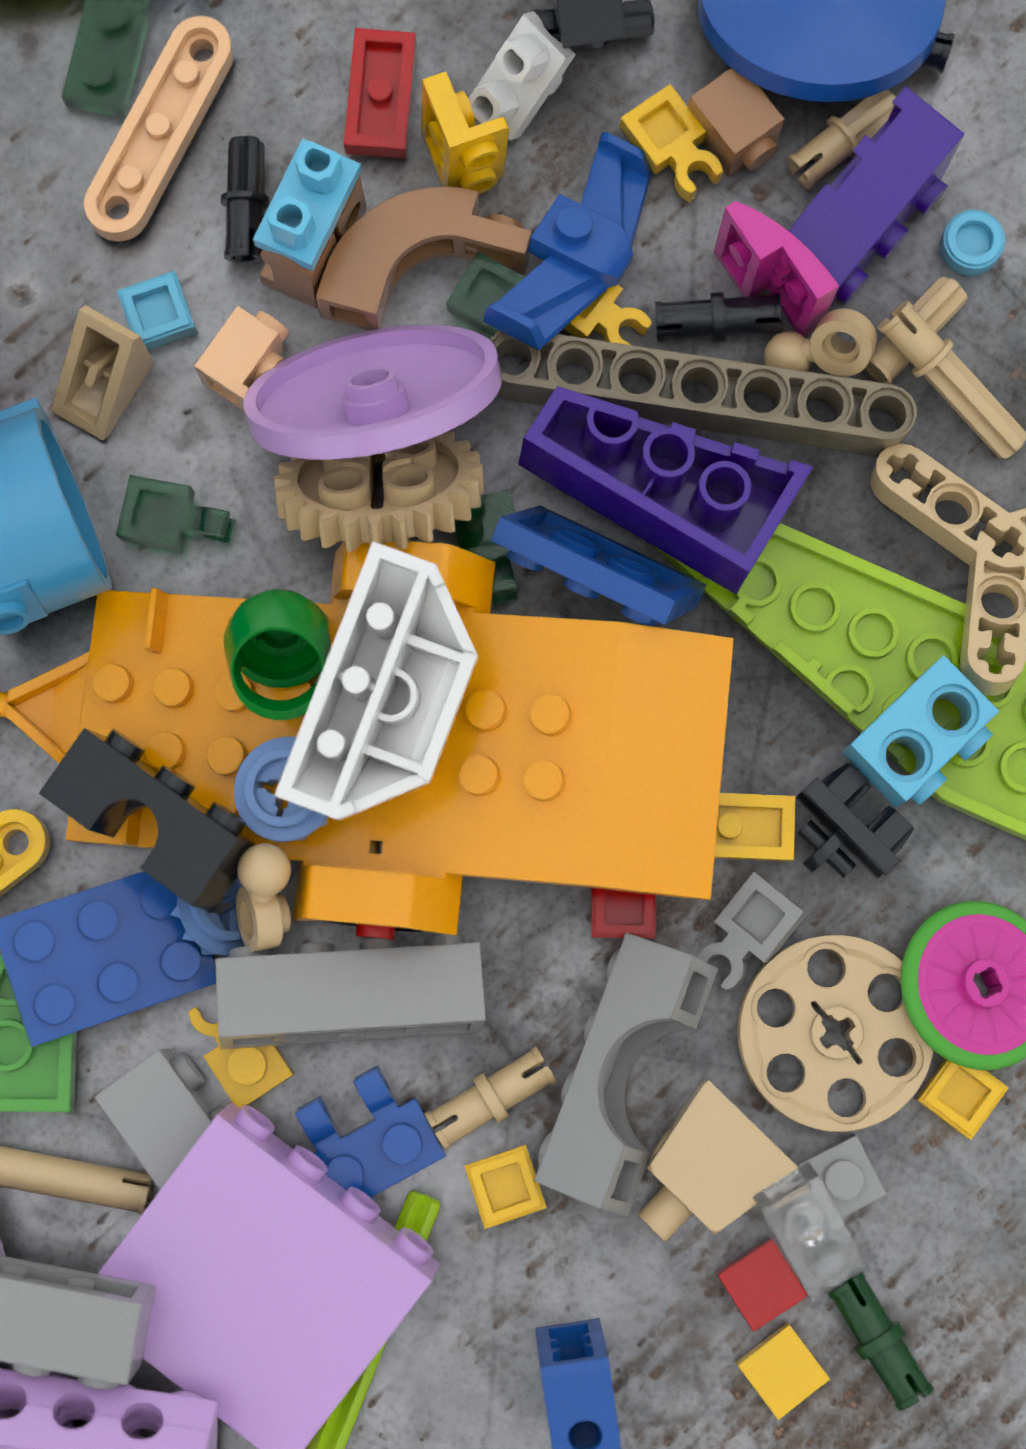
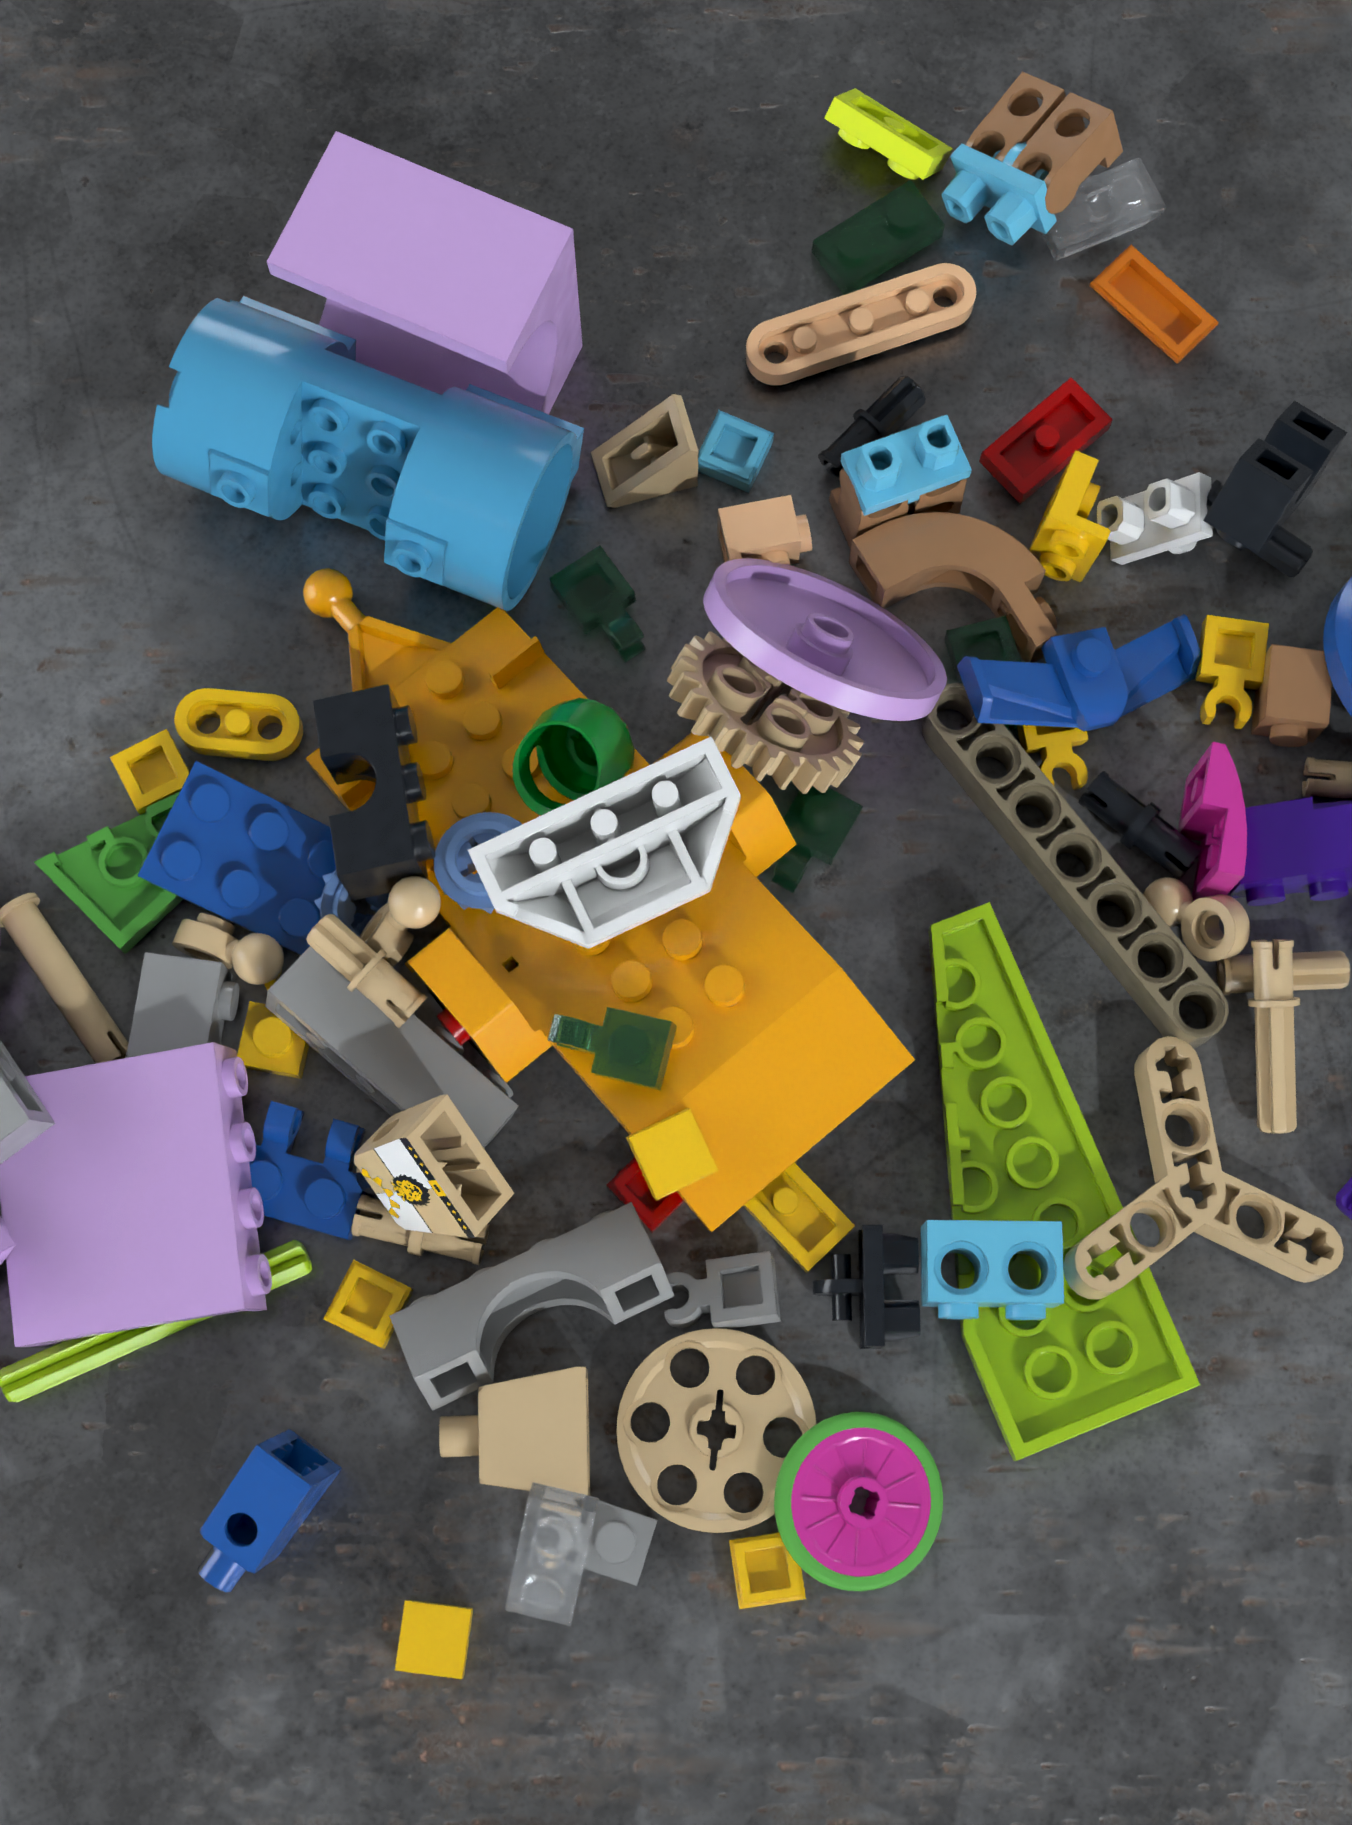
camera: 45 degrees right, 5 degrees down
(178, 1021) = (254, 957): none -> tan plate
(277, 953) = (365, 969): none -> tan axle
(468, 1050) = (432, 1171): none -> tan torso
(525, 827) = (625, 1048): none -> clear green plate
(597, 565) = (870, 917): blue plate -> none
(633, 872) = (672, 1154): none -> yellow tile
(664, 483) = (976, 904): dark purple wedge -> none
(761, 1284) = (480, 1560): red tile -> none
(881, 1341) = (526, 1689): dark green pin -> none

